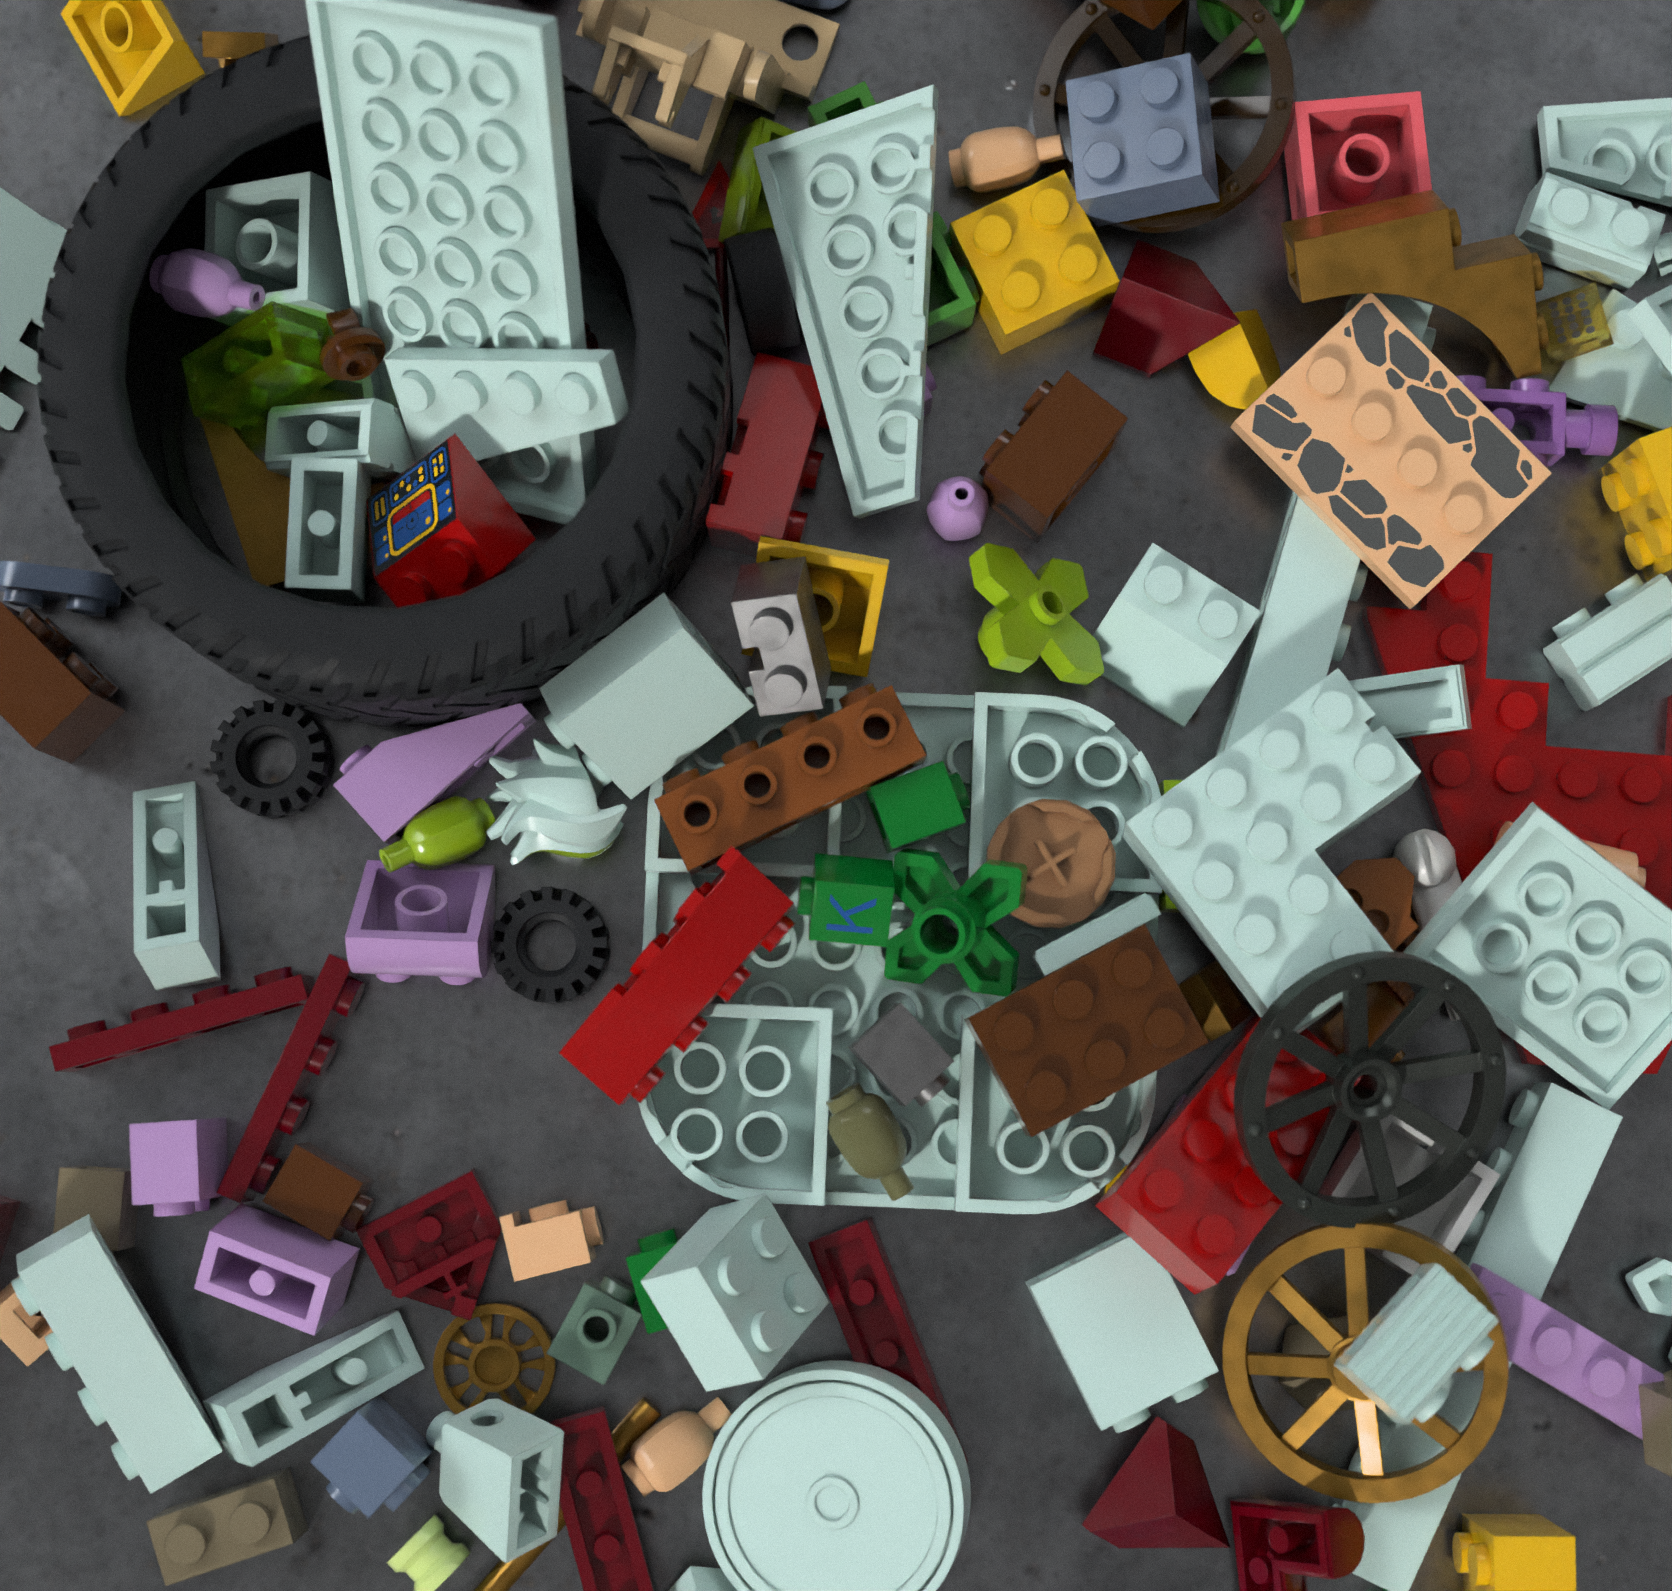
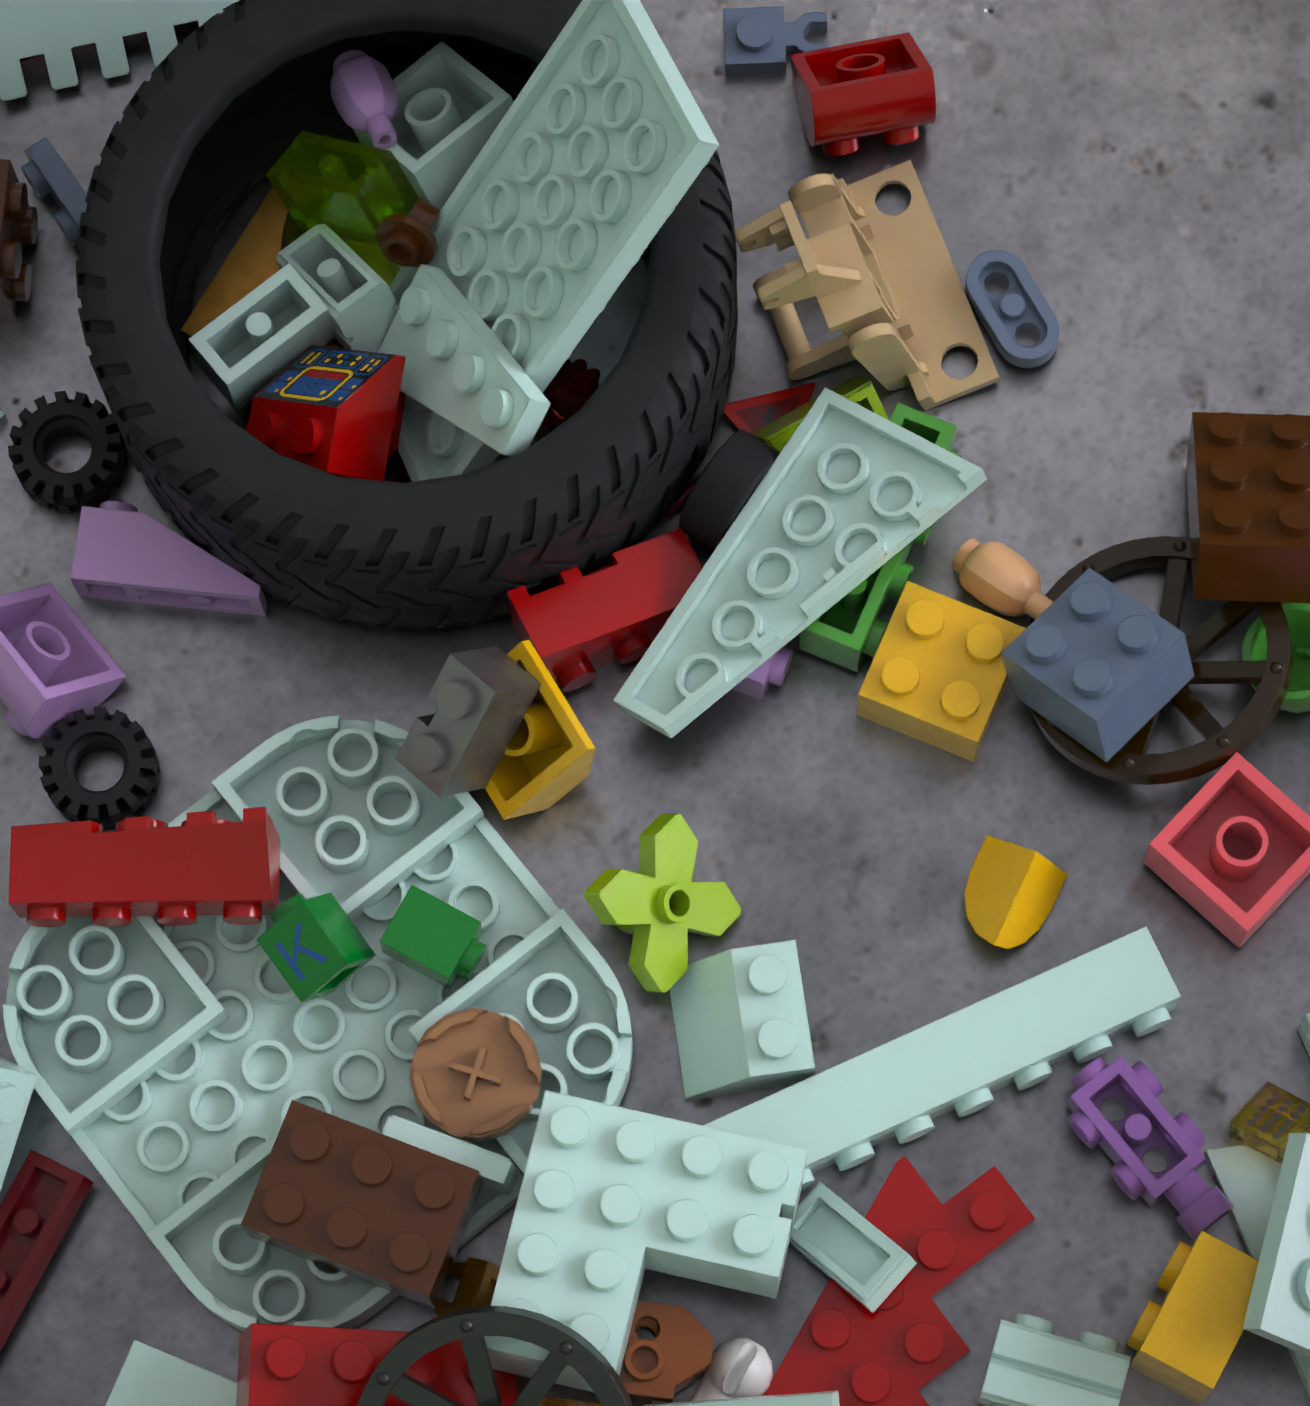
camera: 55 degrees right, 10 degrees down
(440, 835) = (113, 617): lime plant -> none
(552, 805) = (207, 676): light aqua hair -> none
(644, 698) = (335, 664): light aqua brick -> none
(790, 778) = (370, 823): dark orange brick -> none
(870, 1138) = (146, 1119): olive plant -> none
(903, 1057) = (230, 1090): flat silver brick -> none
(958, 508) = (697, 778): lavender plant -> none
(976, 946) = (366, 1038): green plant -> none
(1051, 456) = (796, 808): reddish brown brick -> none
(1161, 312) = (994, 796): dark red slope -> none
(1390, 450) = (1032, 1059): light nougat plate -> none
(1416, 252) = (1198, 940): pearl gold arch -> none

